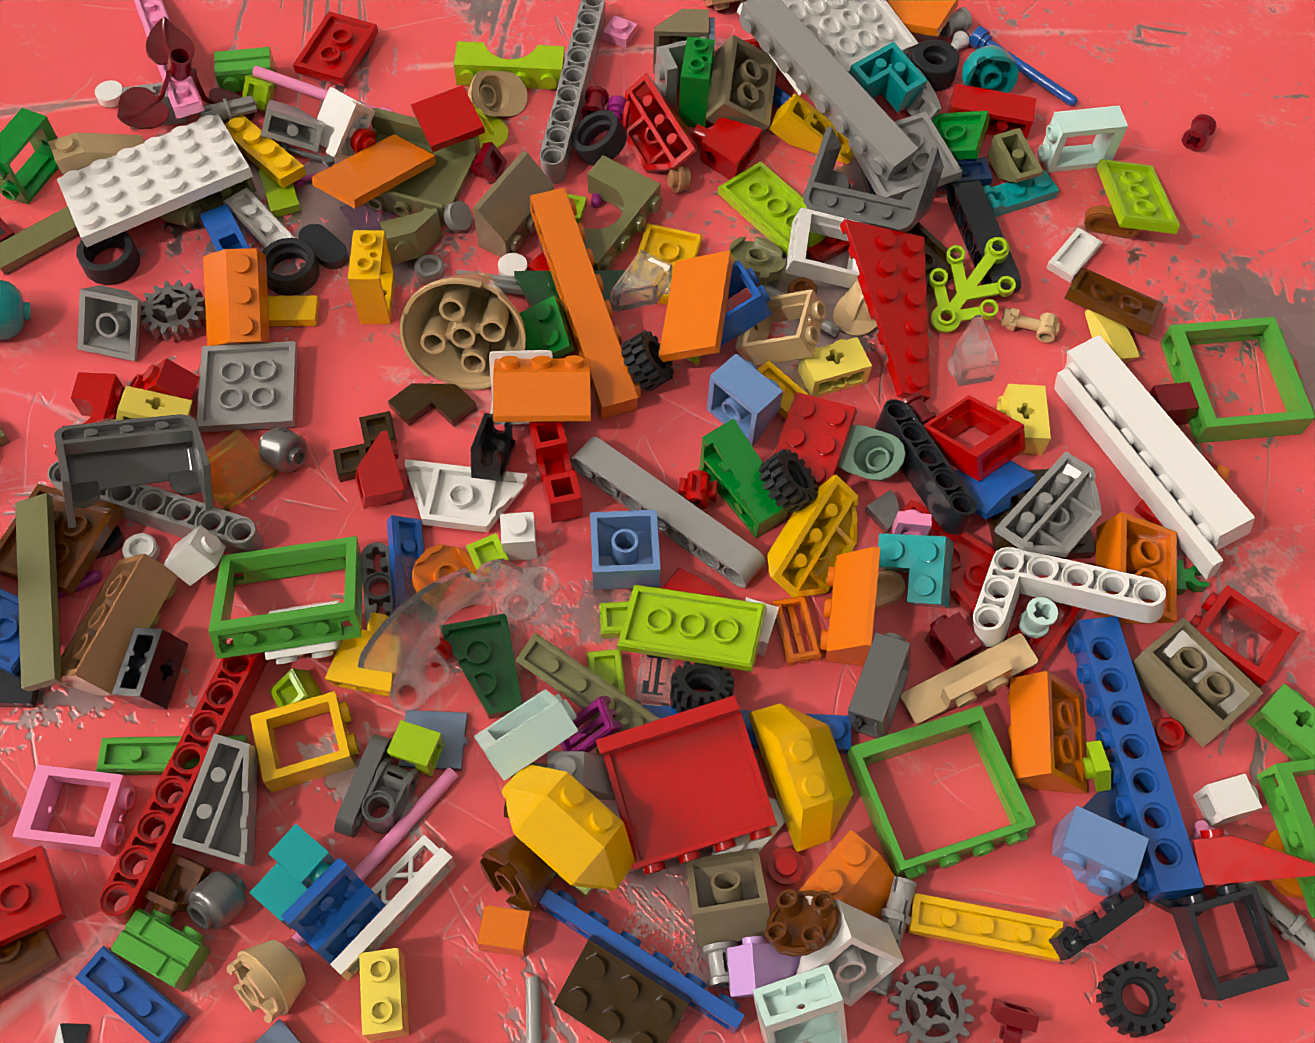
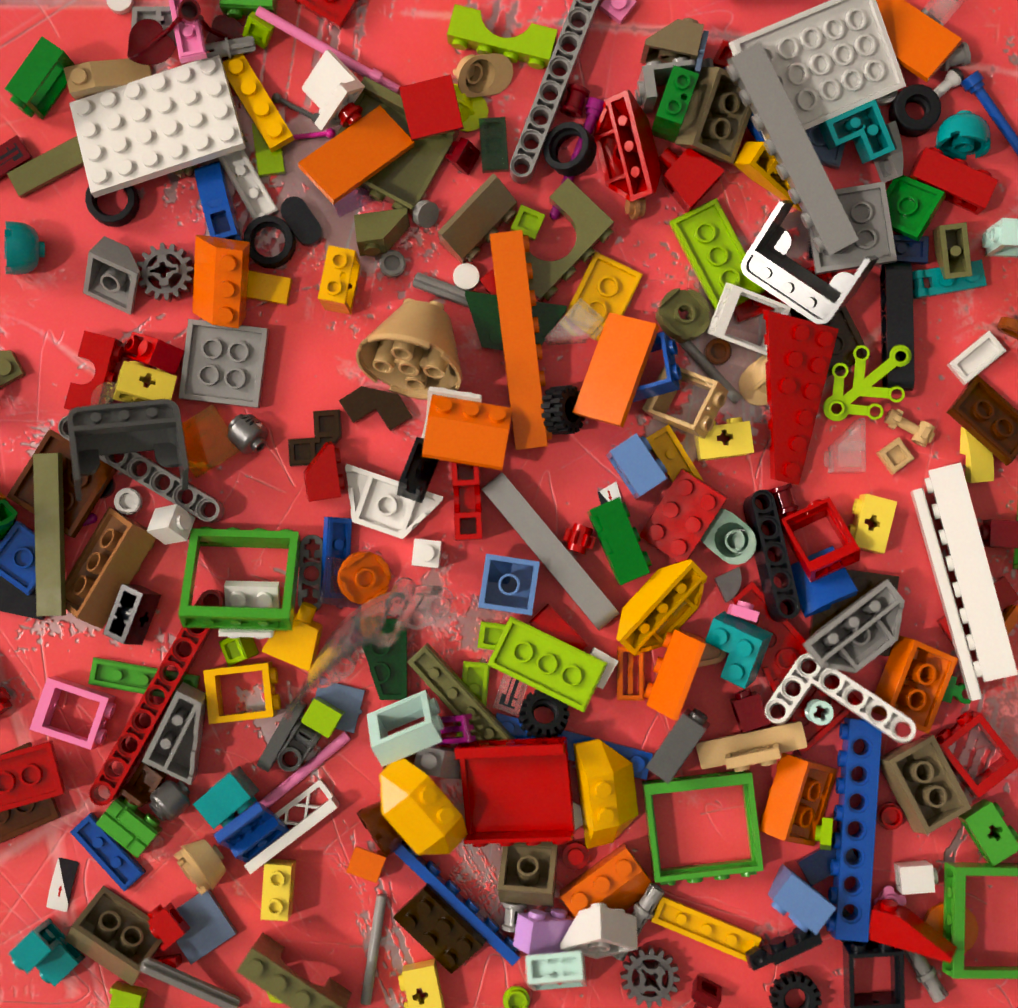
camera: 15 degrees right, 25 degrees up
(292, 126) = (285, 81): light grey slope -> none
(486, 550) = (399, 563): lime plate -> none
(515, 141) = (493, 144): none -> clear green plate
(547, 328) = (480, 360): green plate -> none
(788, 480) = (662, 563): black tyre -> none
(802, 922) = (571, 914): reddish brown dish -> none
(1024, 355) = (895, 455): none -> tan tile

